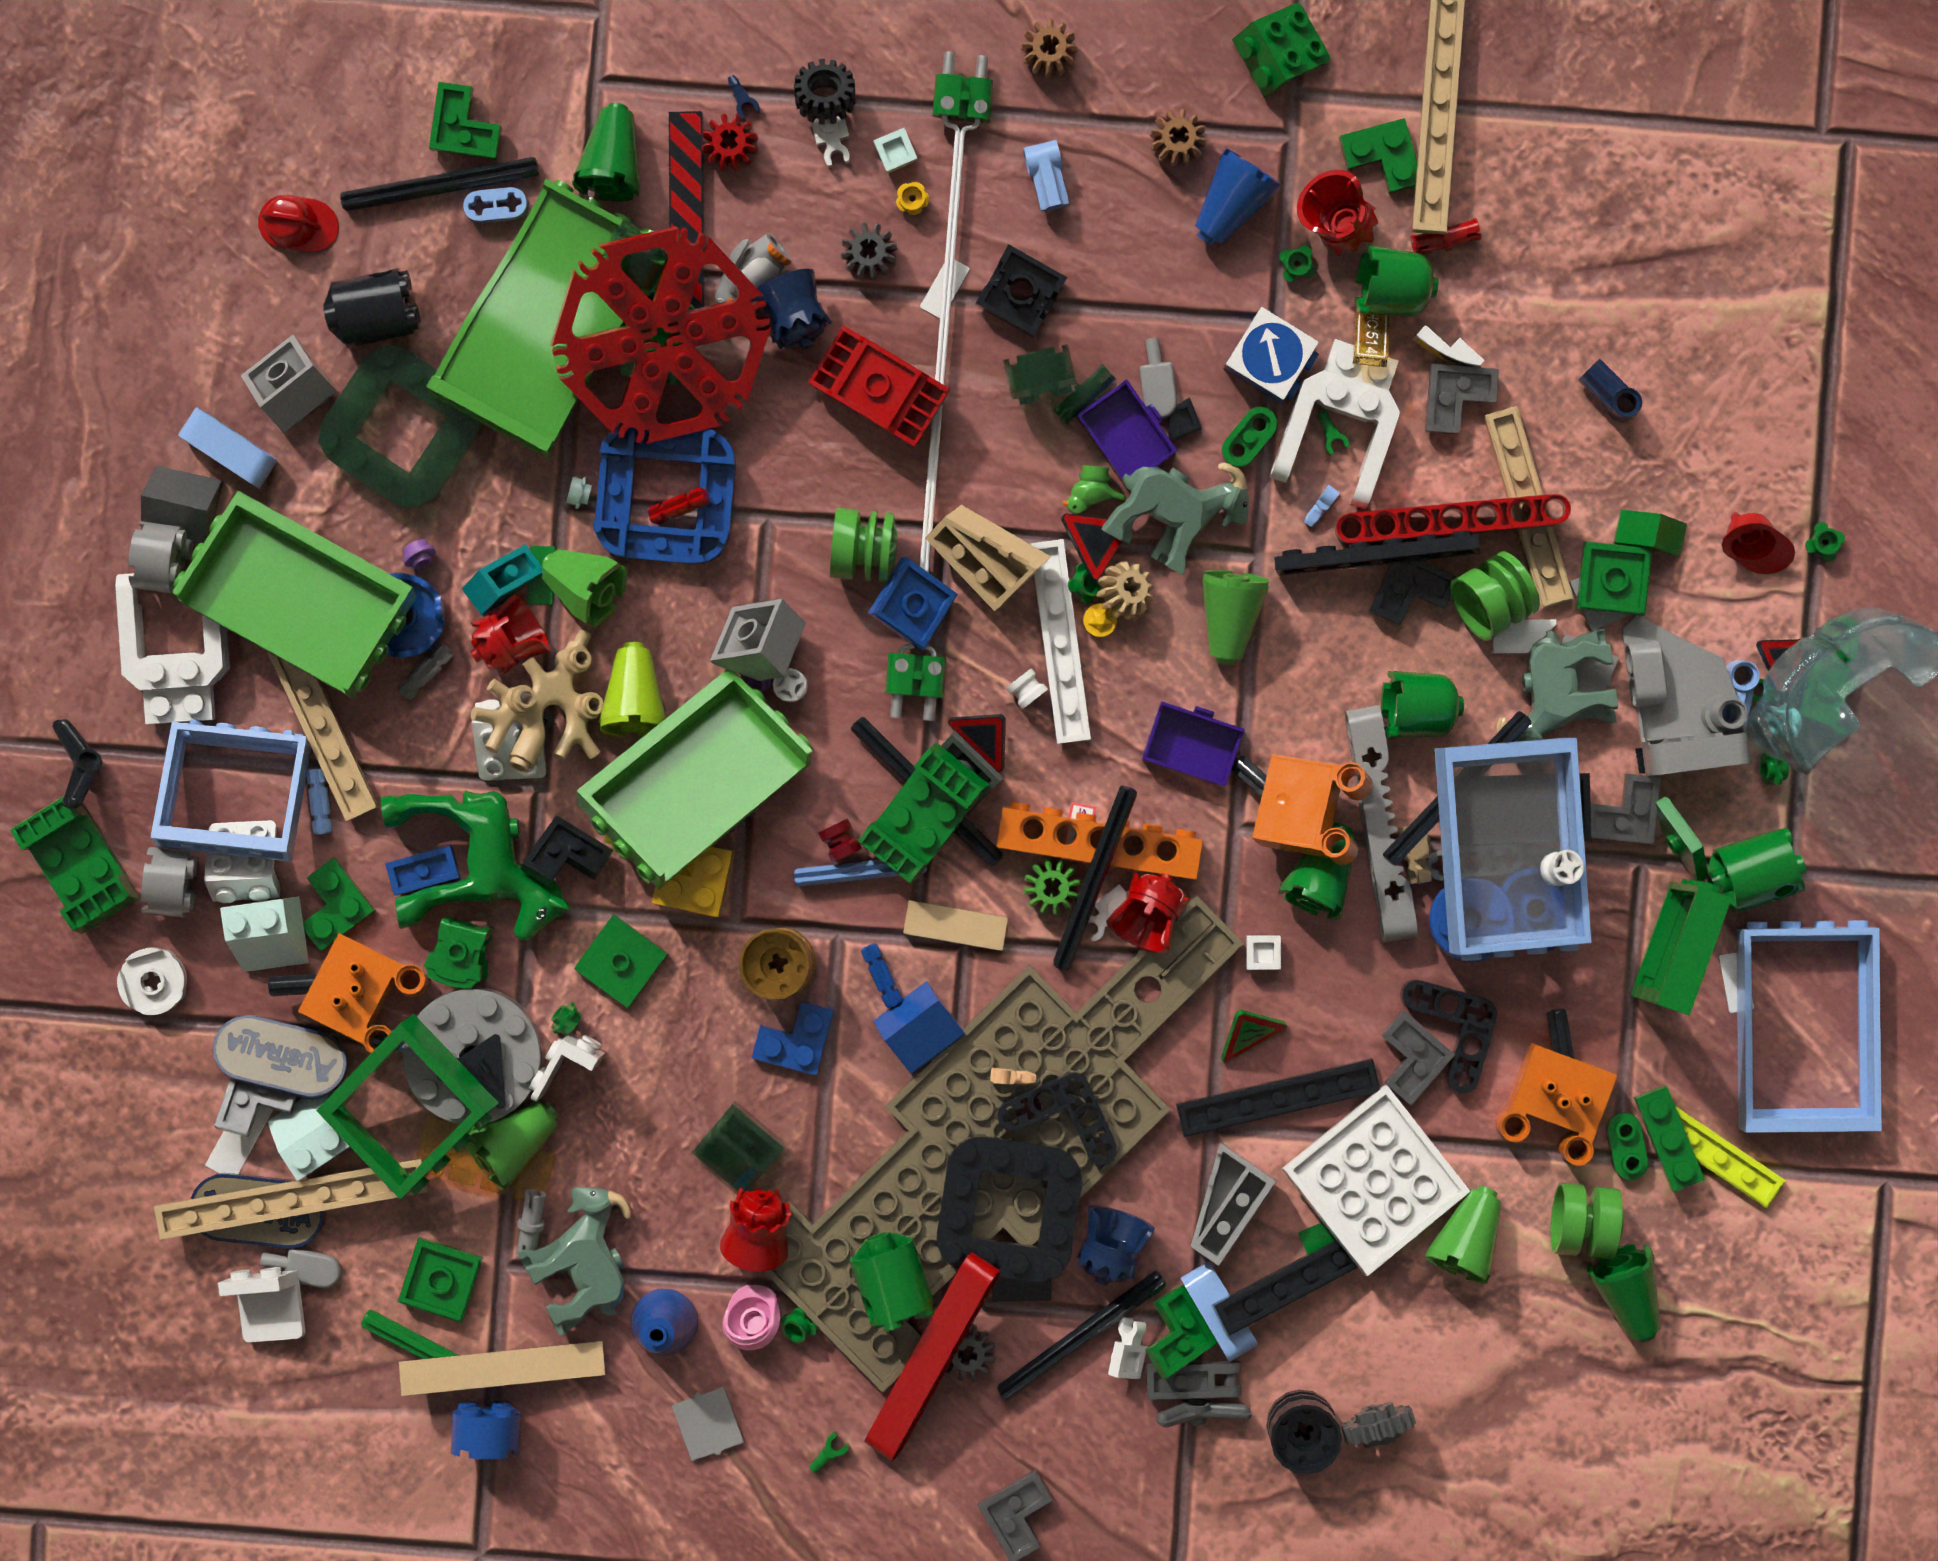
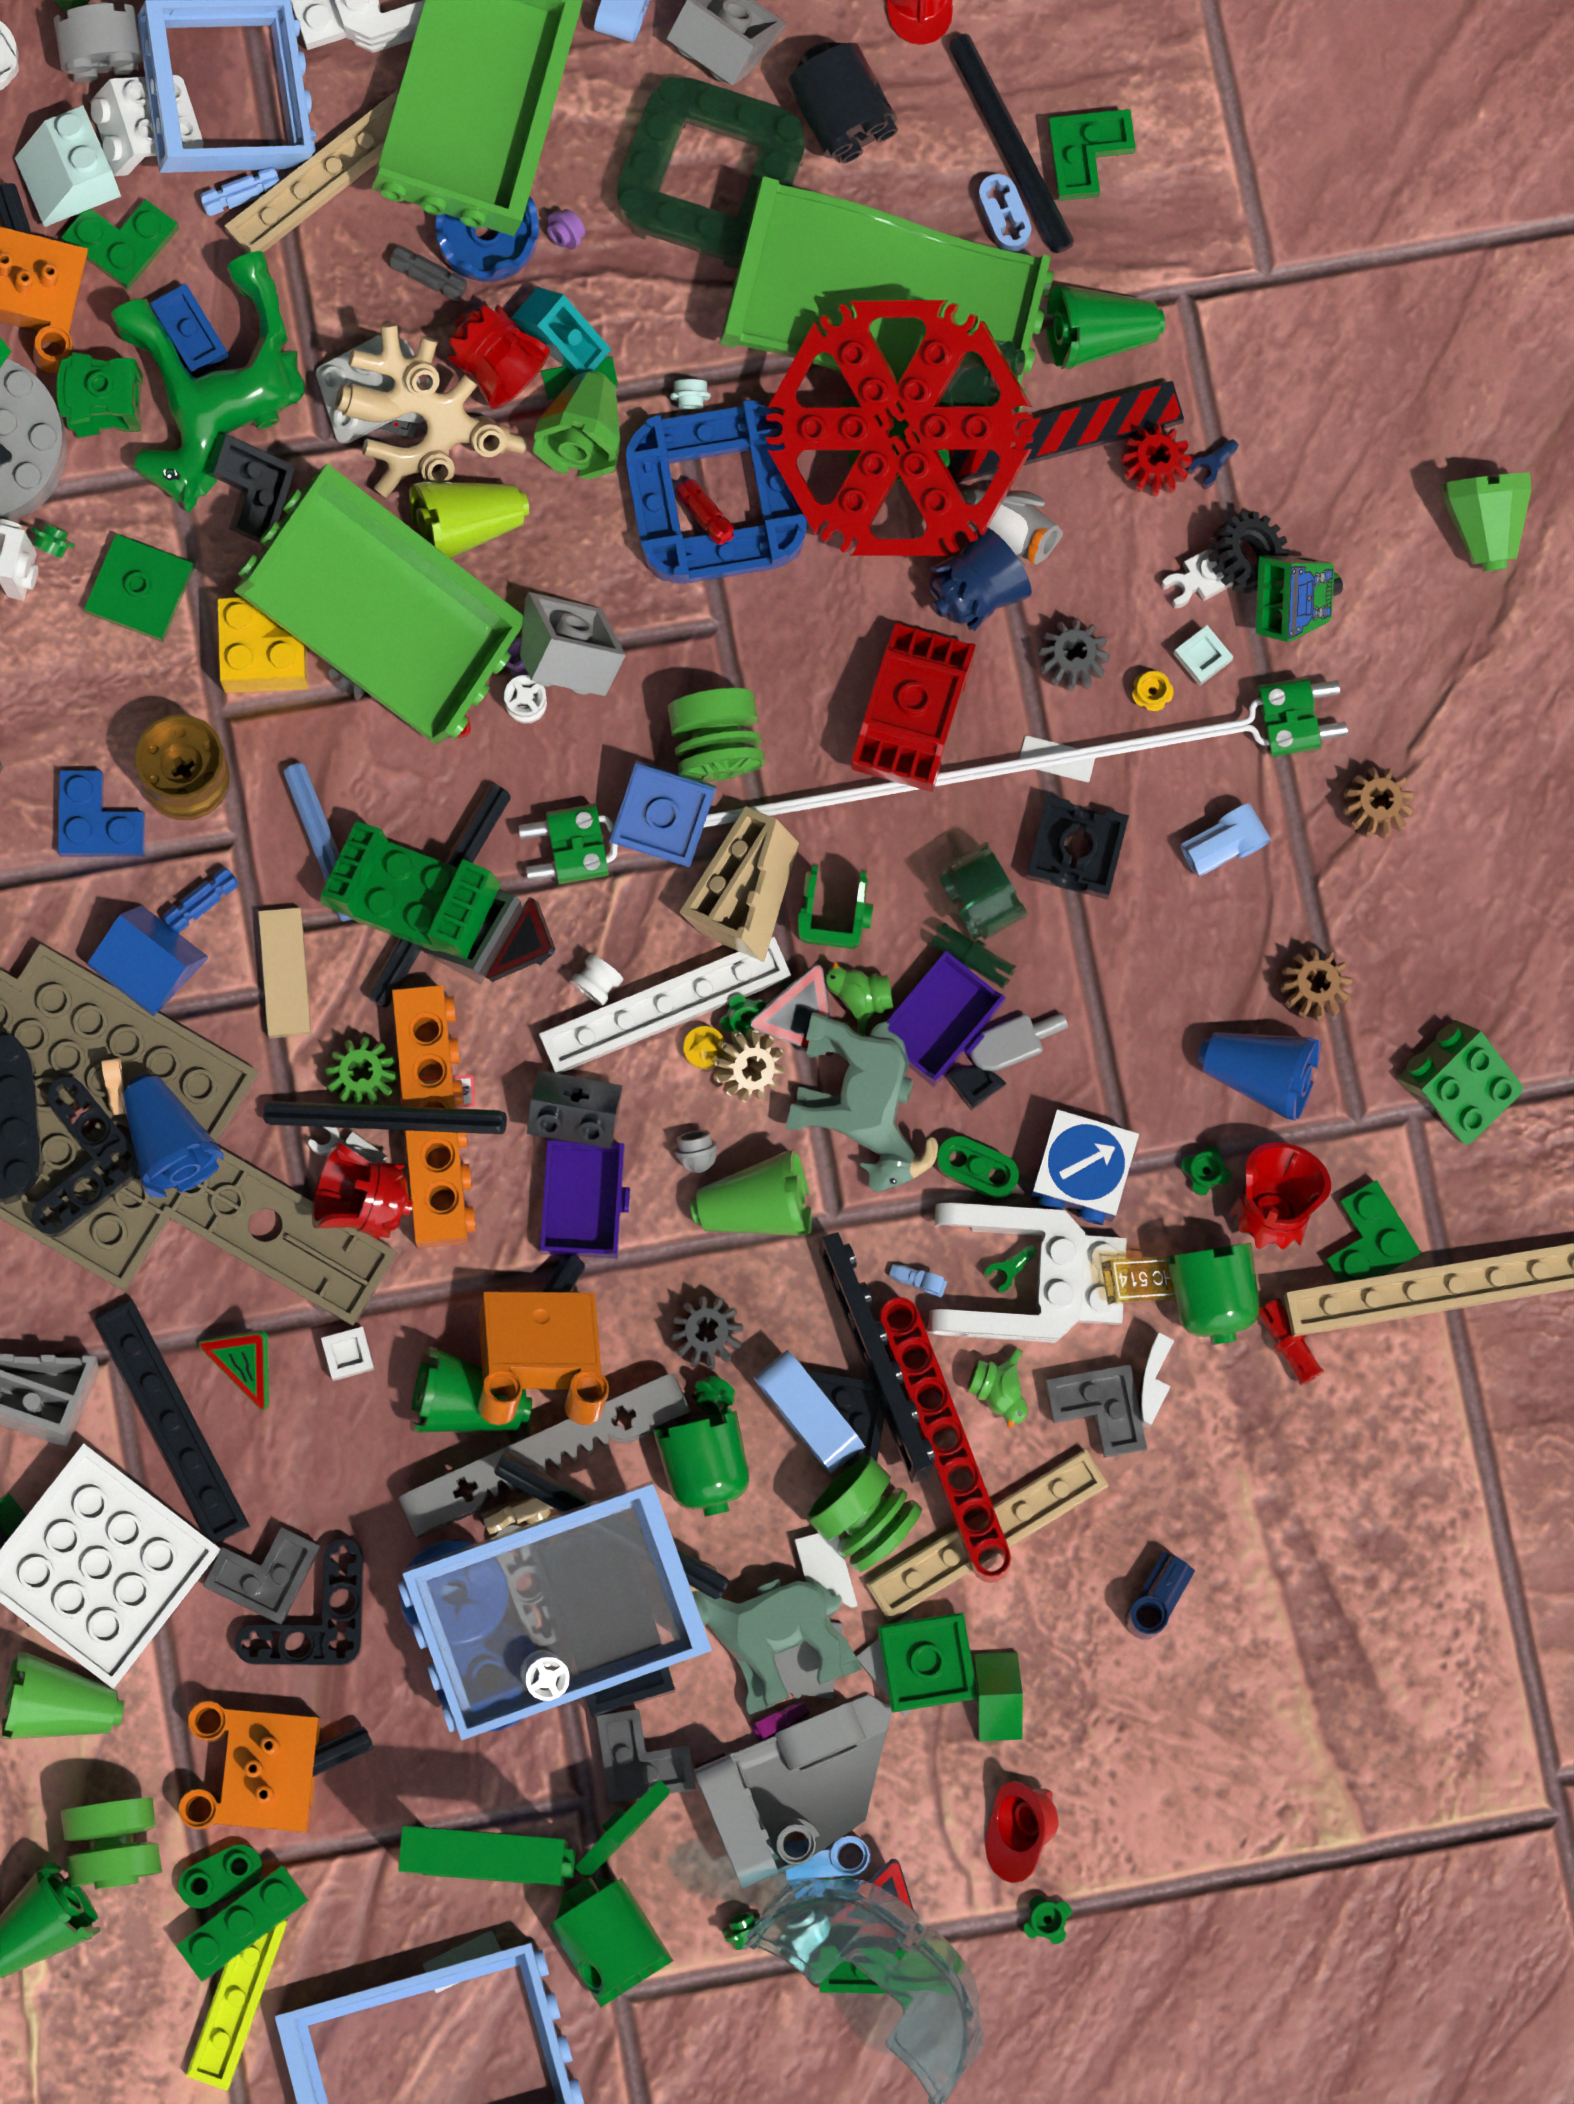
camera: 70 degrees right, 10 degrees down
(840, 840) = (352, 805): dark red wheel -> none
(871, 65) = (1294, 595): none -> green torso
(1044, 498) = (862, 917): none -> green piece
(1066, 1048) = (167, 1138): none -> blue cone
(1124, 732) = (574, 1109): none -> black brick
(1178, 647) = (696, 1150): none -> light grey plate
(1324, 666) = (692, 1331): none -> dark grey gear
(1370, 684) = (714, 1395): none -> green plate
(1405, 616) = (809, 1412): none -> light blue beam
(1422, 467) = (1000, 1388): none -> bright green animal
(1626, 705) = (779, 1721): none -> magenta piece

